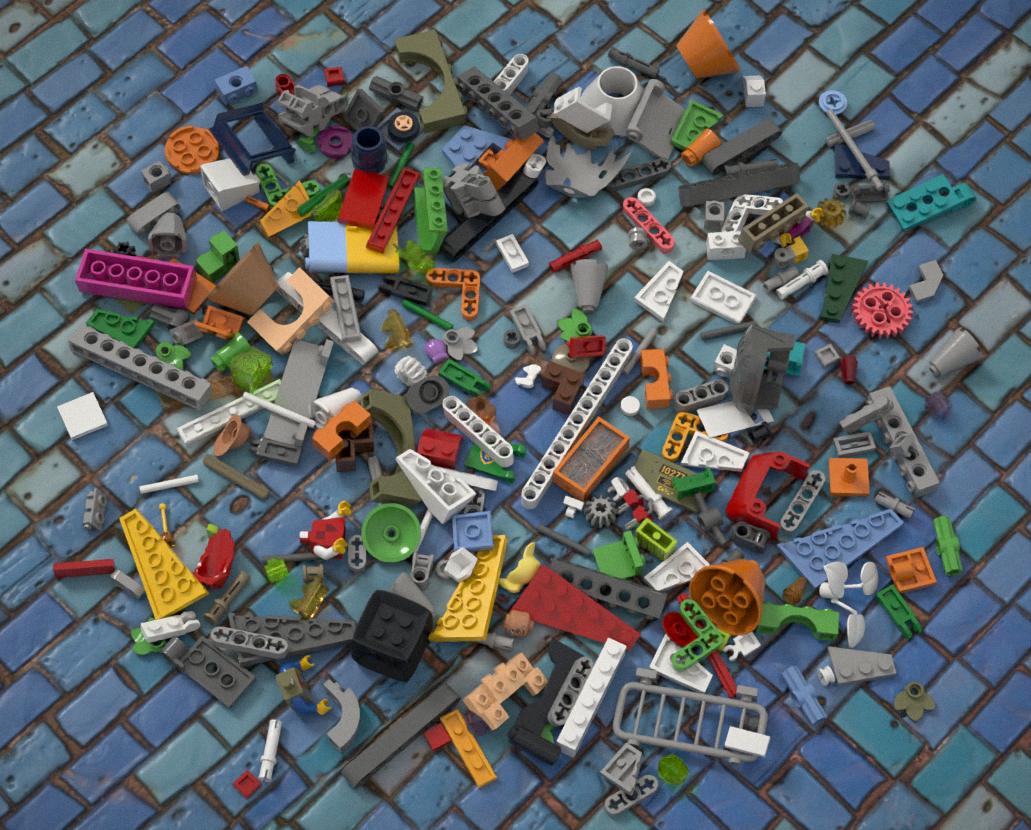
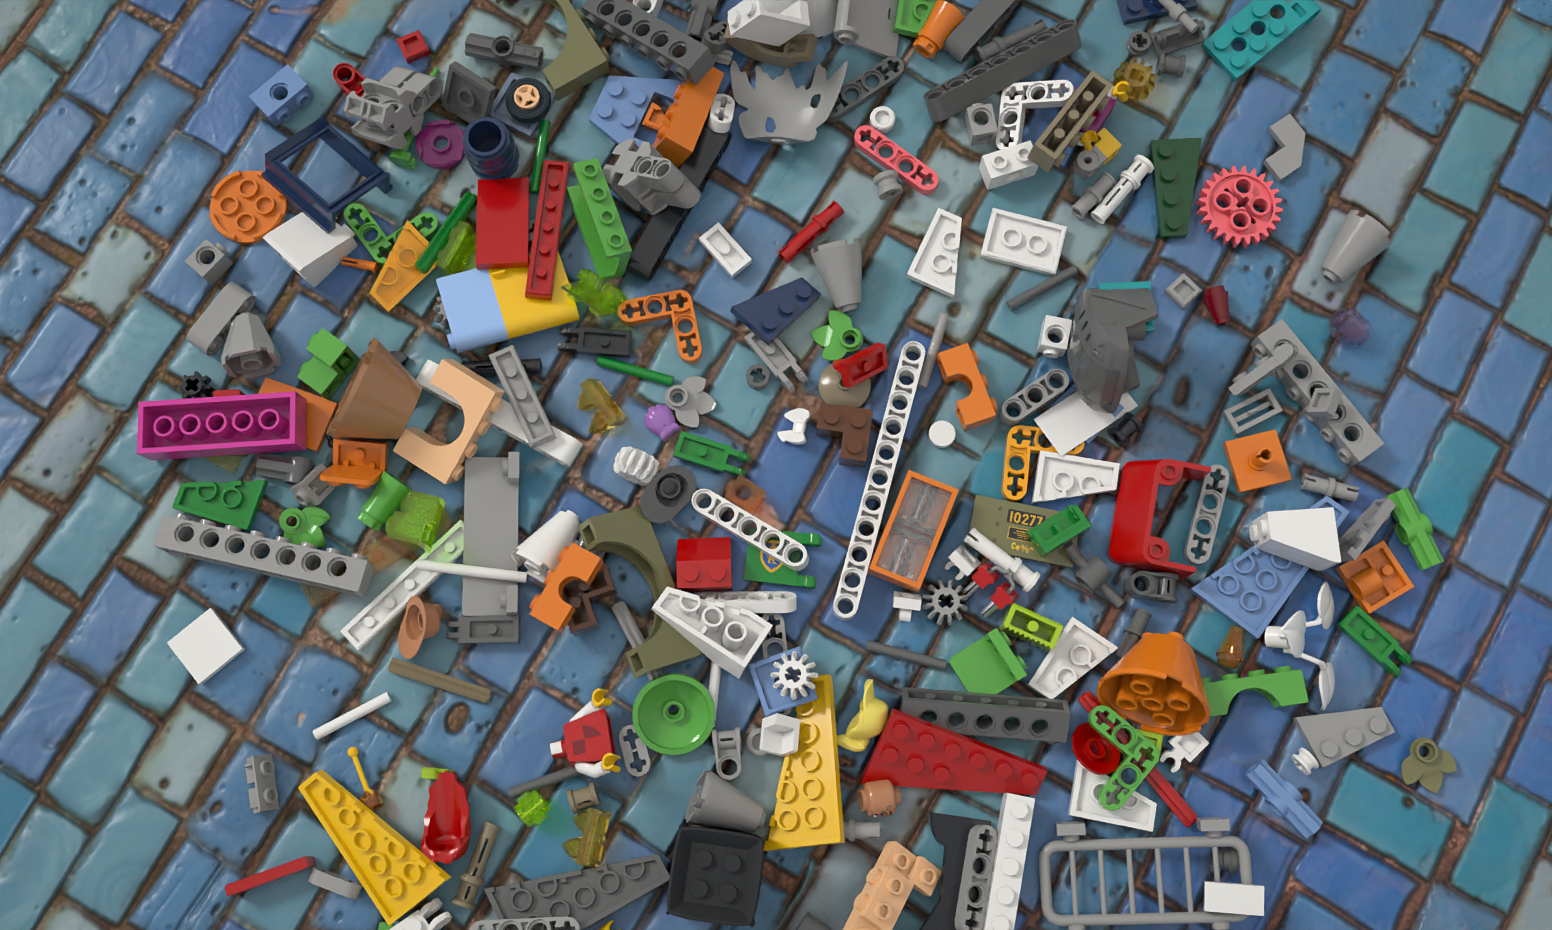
camera: 10 degrees left, 15 degrees up
(473, 524) = (791, 684): none -> white gear
(537, 298) = (777, 309): none -> dark blue wing
(857, 522) = (1299, 536): none -> white slope
(893, 544) = (1363, 529): none -> light grey wing

